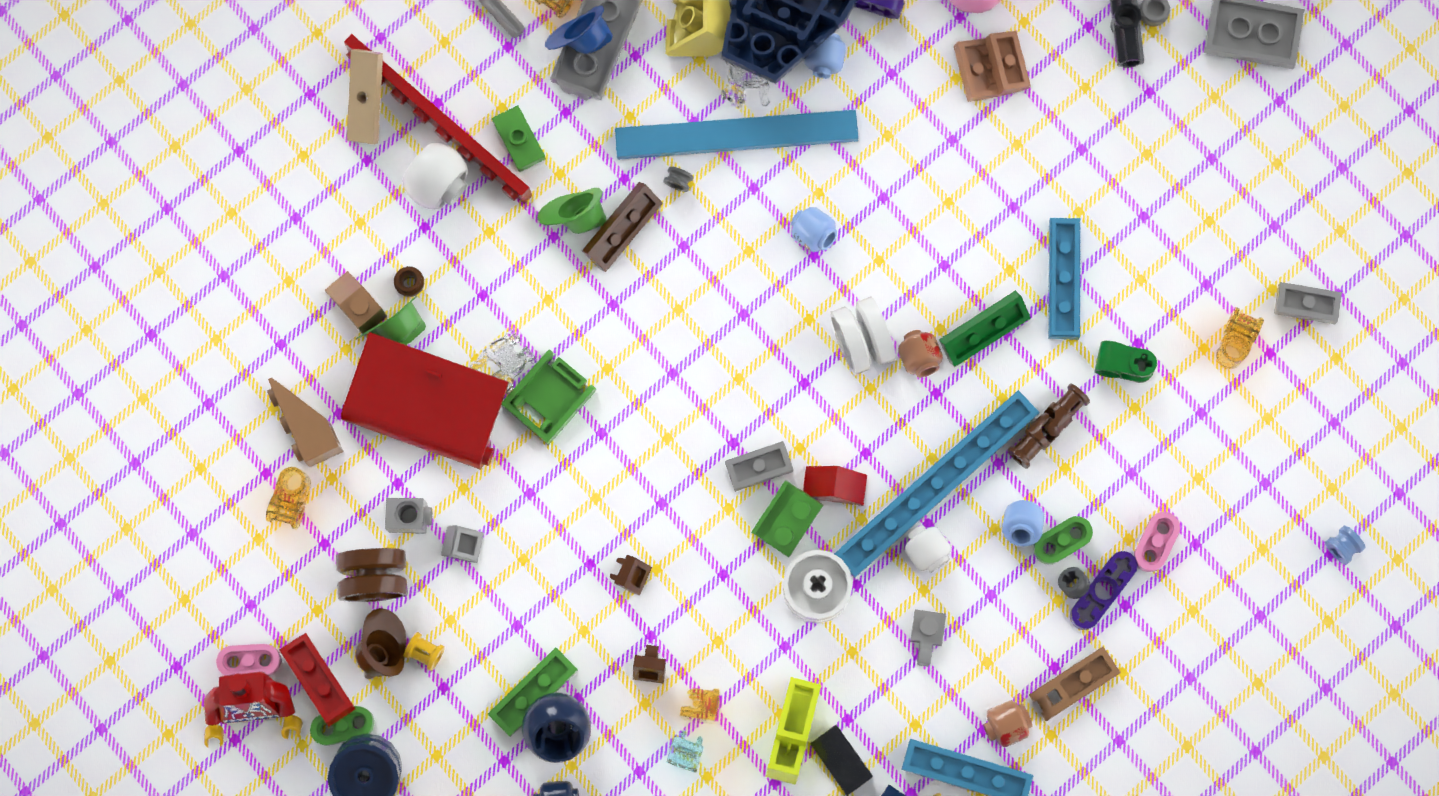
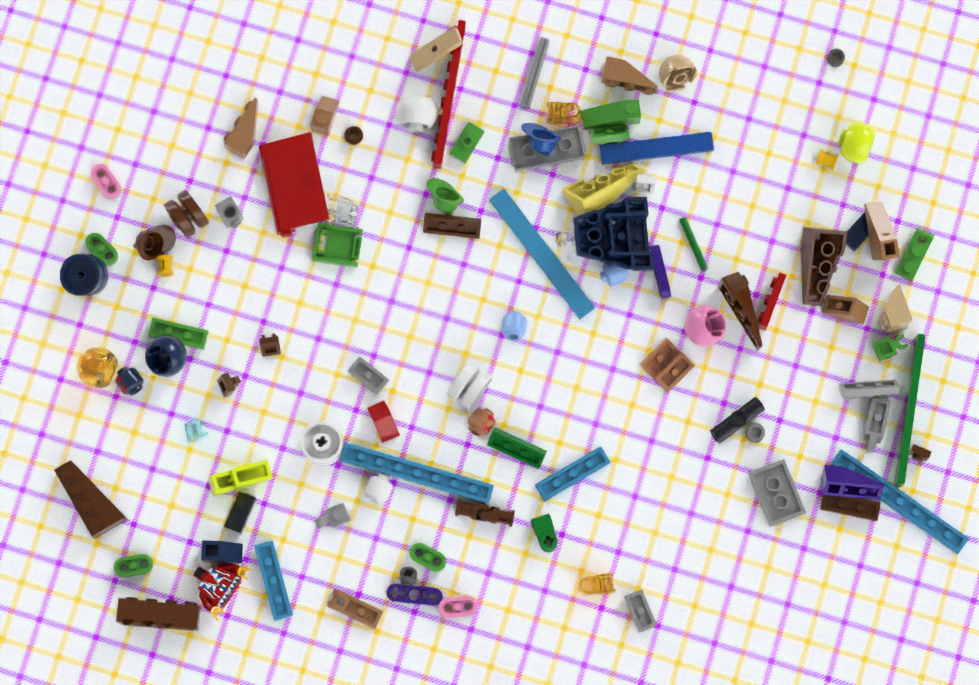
camera: 50 degrees right, 0 degrees up
(248, 699) = (86, 194): red torso -> none
(289, 500) = (200, 148): clear yellow piece -> none
(317, 679) = (116, 221): red plate -> none
(402, 326) = (324, 146): bright green piece -> none
(462, 543) = (233, 250): light grey slope -> none
(678, 179) = (496, 238): dark grey bush -> none
(706, 708) = (223, 425): clear yellow hinge -> none
(787, 518) = (349, 407): bright green plate -> none
(1008, 723) = (312, 586): nougat head -> none
(1023, 523) = (422, 530): light blue head -> none

